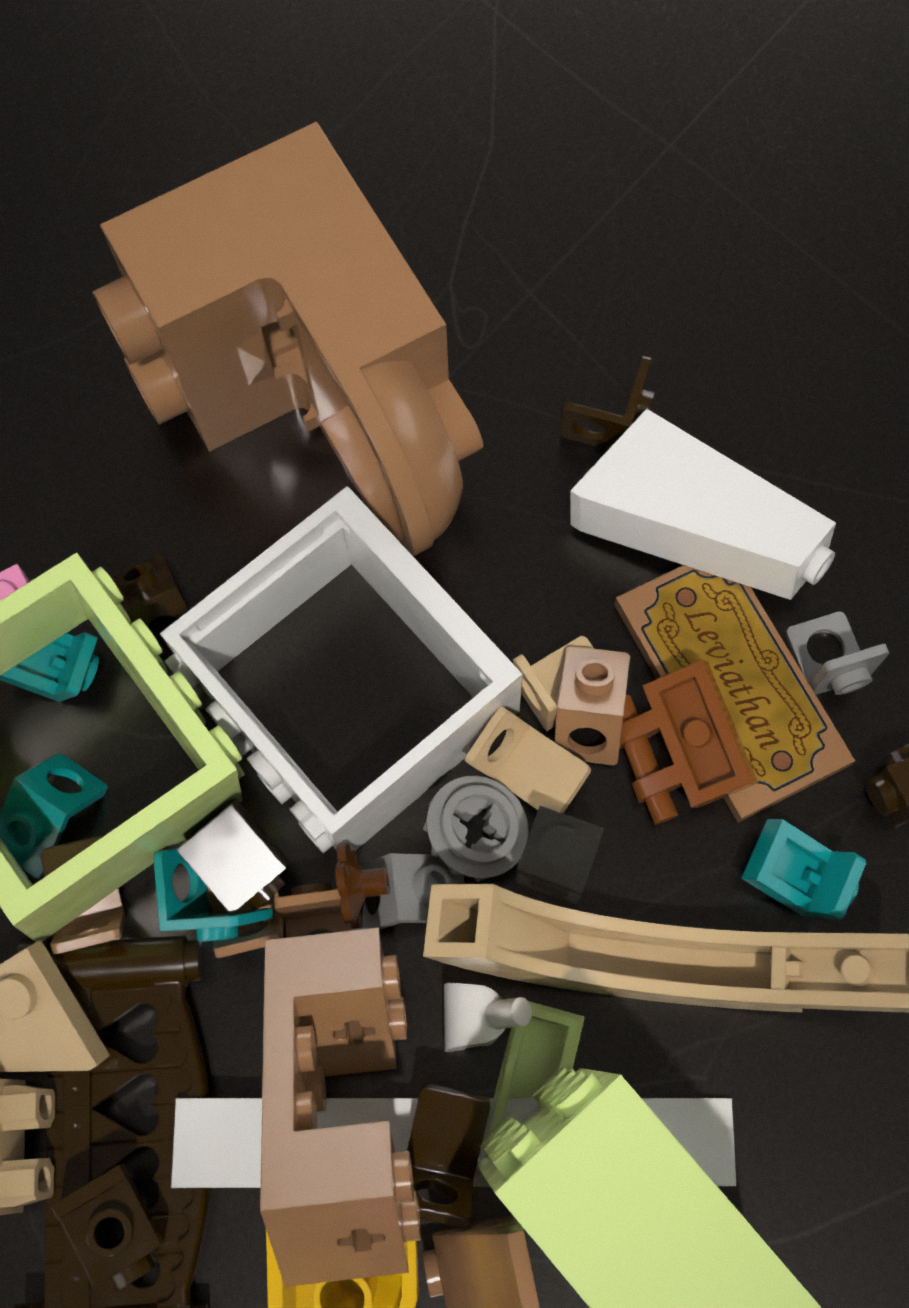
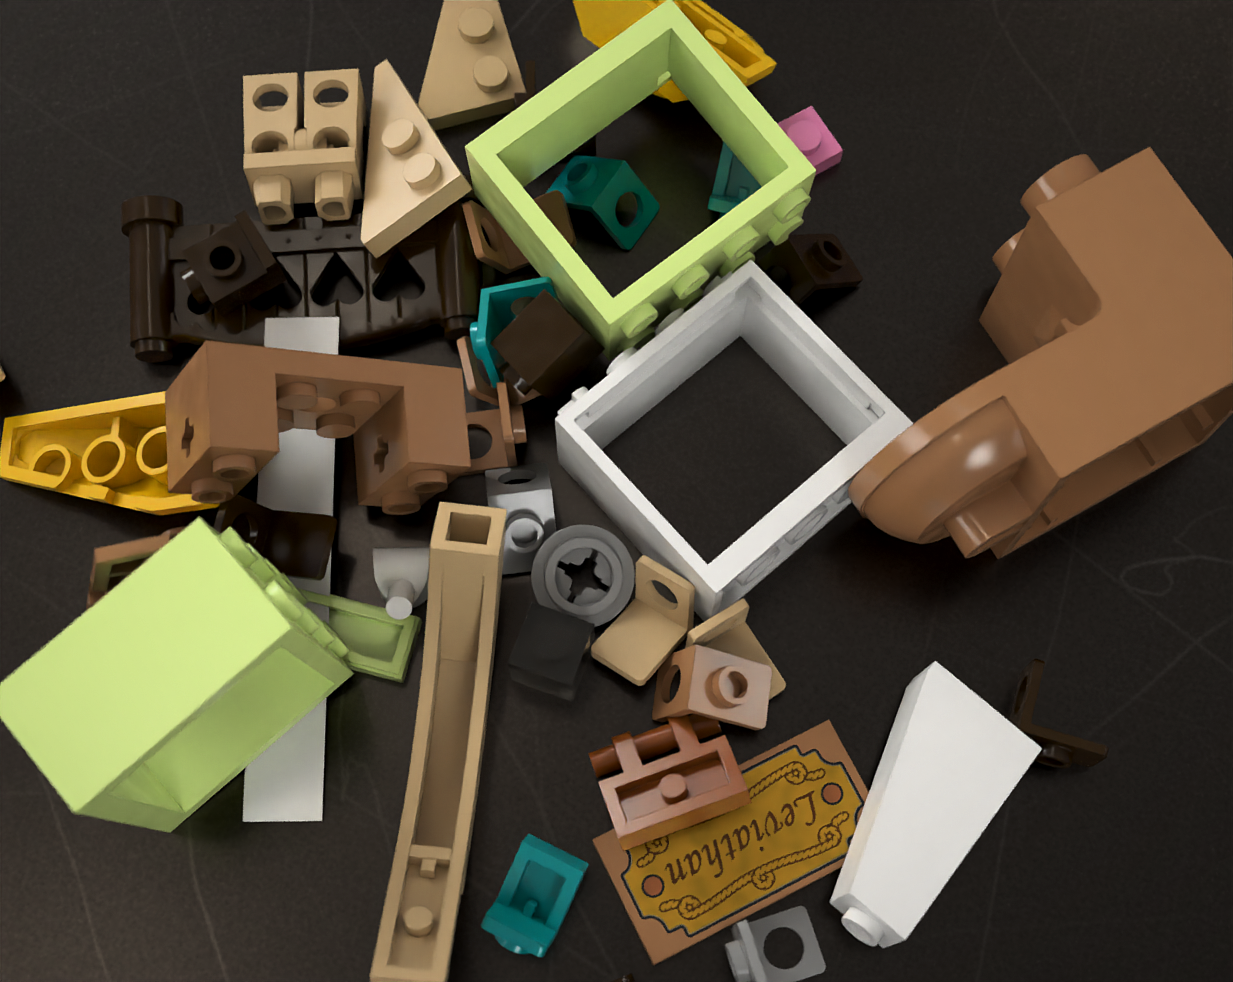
camera: 85 degrees right, 0 degrees up
(357, 884) = (520, 454): reddish brown plant -> none

